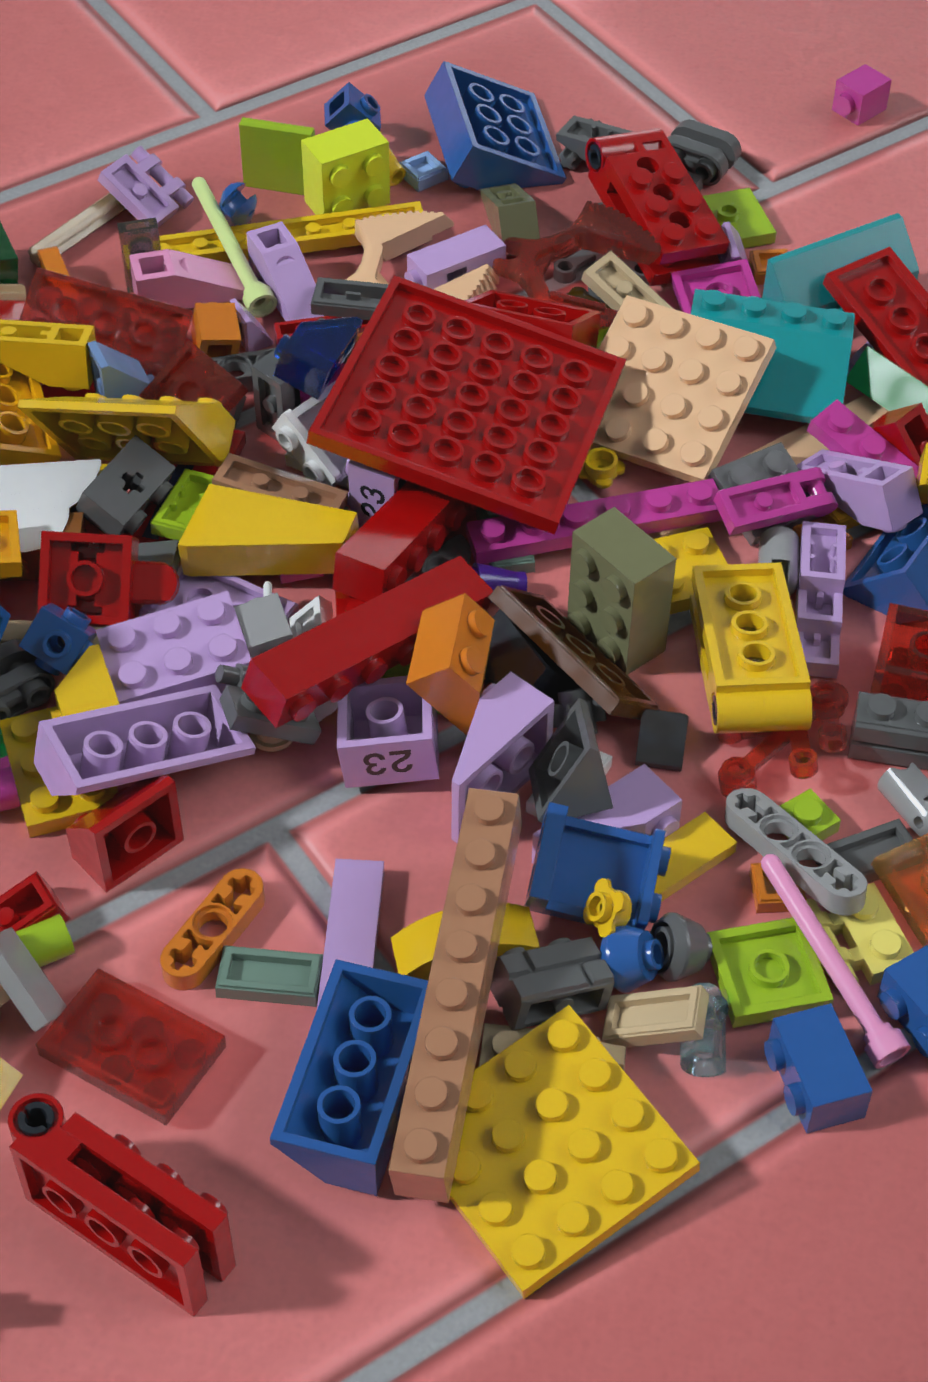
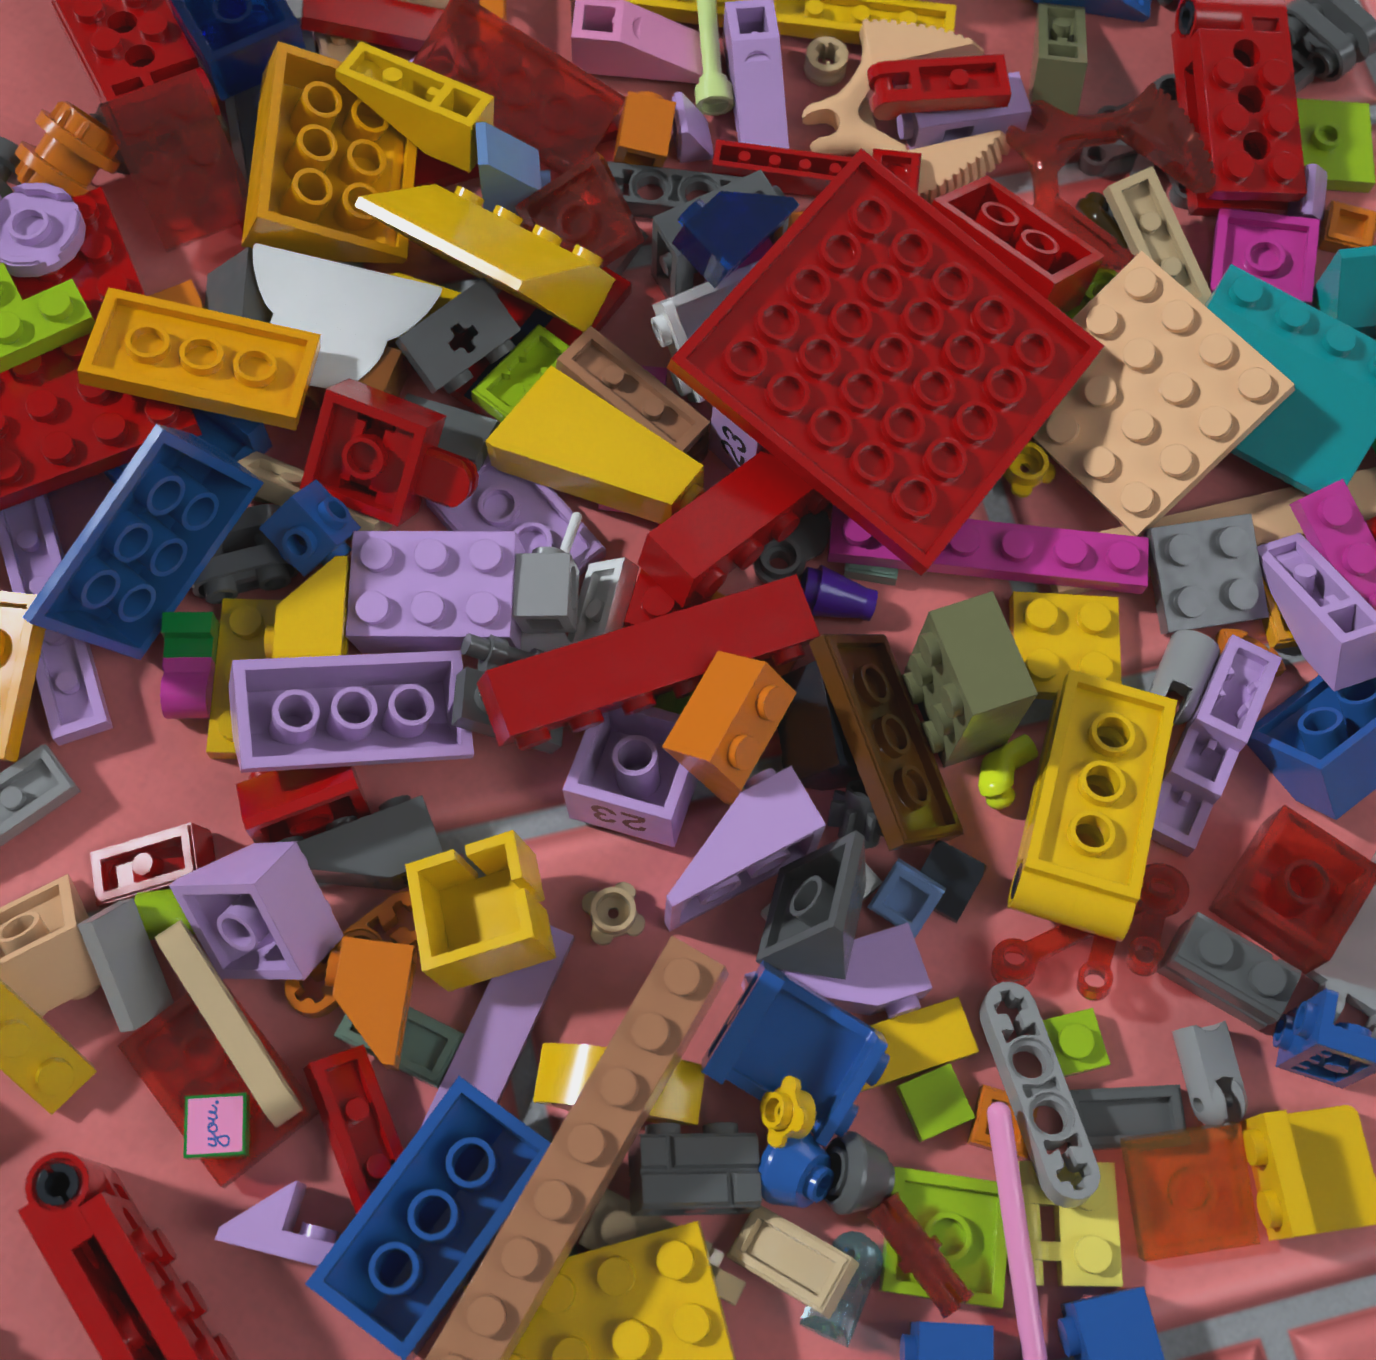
camera: 15 degrees right, 20 degrees up
(120, 907) = (259, 913): none -> lavender slope
(128, 989) = (229, 1024): none -> tan beam
(146, 1068) = (216, 1126): none -> bright pink tile
(188, 854) = (372, 848): none -> dark grey slope
(221, 1139) = (270, 1228): none -> lavender slope
(240, 935) = (375, 992): none -> orange slope
(256, 1033) = (355, 1120): none -> red plate
(315, 866) = (479, 925): none -> yellow piece
(335, 261) = (825, 48): none -> tan bush
(346, 298) = (814, 142): dark grey tile -> none
(408, 828) = (619, 898): none -> tan plate
(430, 242) = (939, 85): none -> red plate
(632, 752) = (906, 897): none -> medium blue tile
(669, 659) = (999, 768): none -> neon yellow arm
(719, 889) = (935, 1102): none -> lime tile
(753, 976) = (920, 1255): none -> clear red pin
(774, 501) = (1207, 601): dark pink plate -> none

